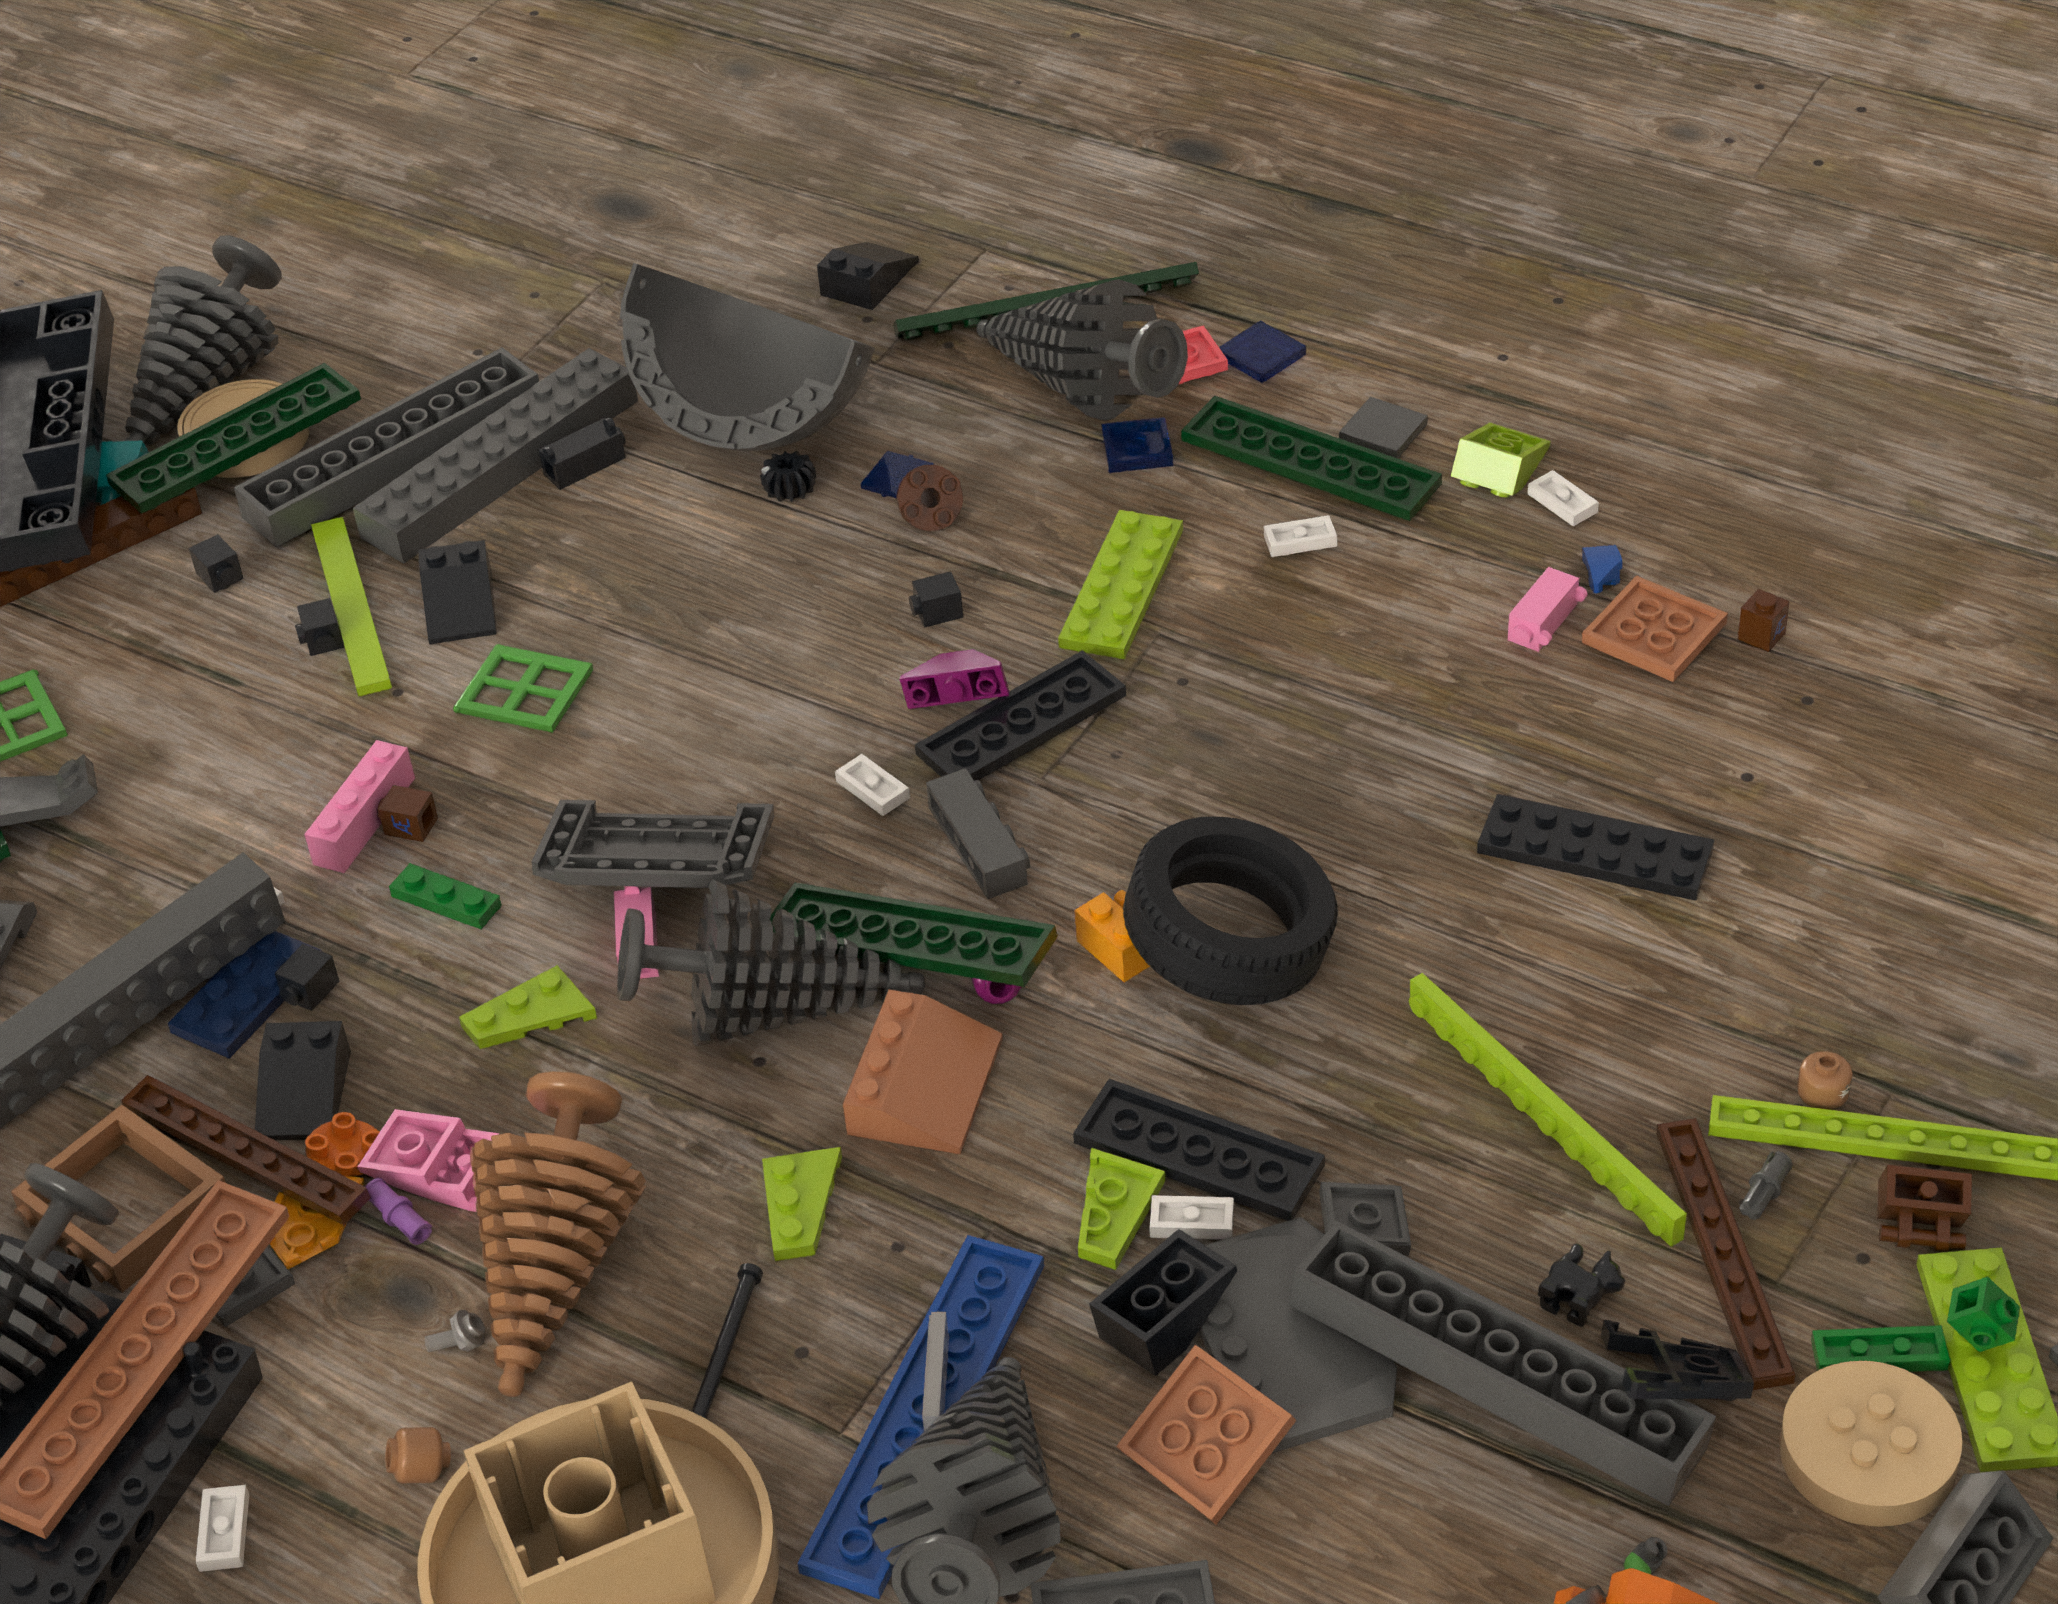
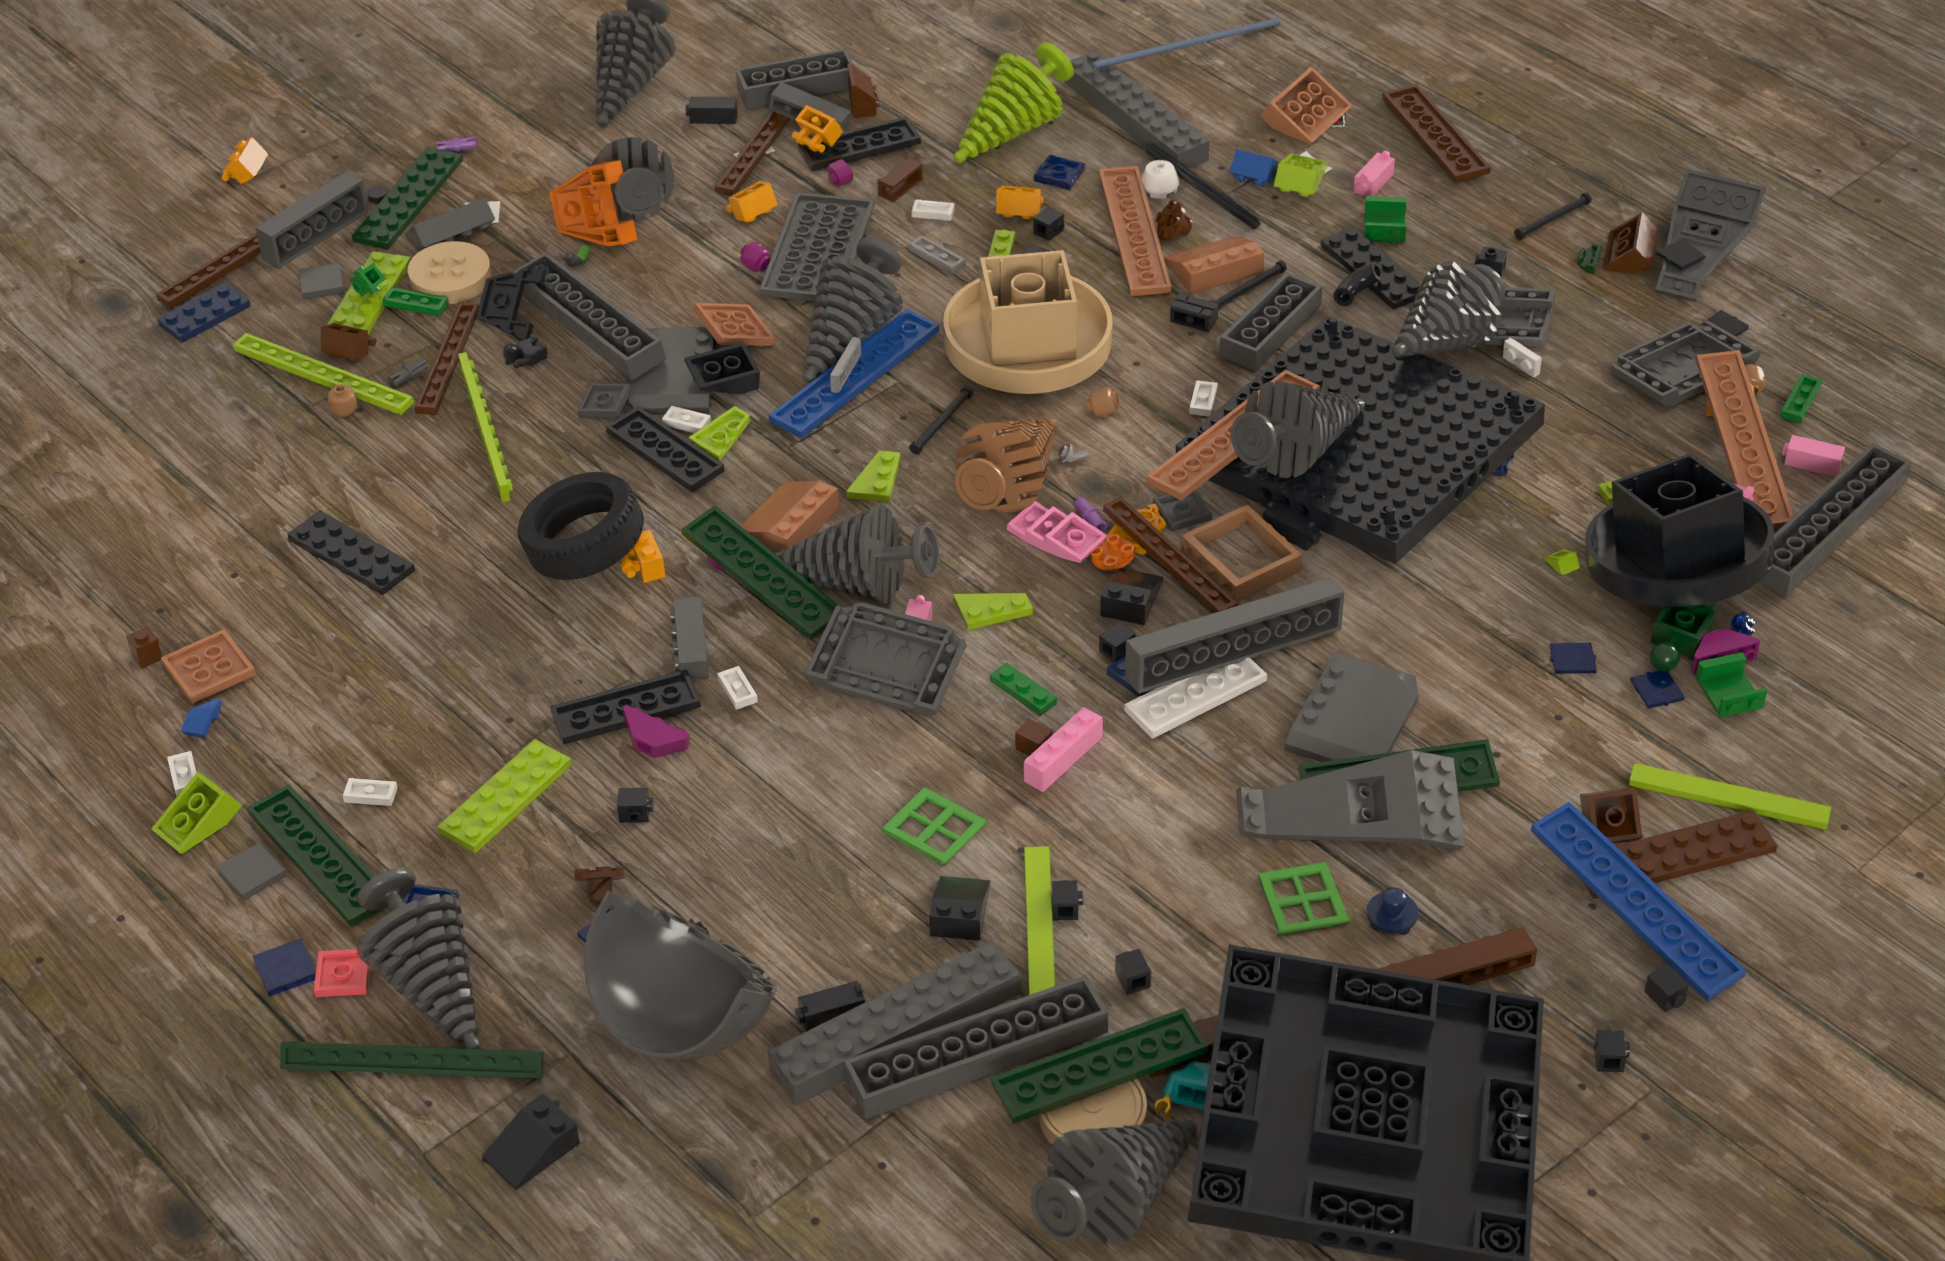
camera: 165 degrees left, 0 degrees up
(1544, 609) = (263, 693): bright pink brick -> none

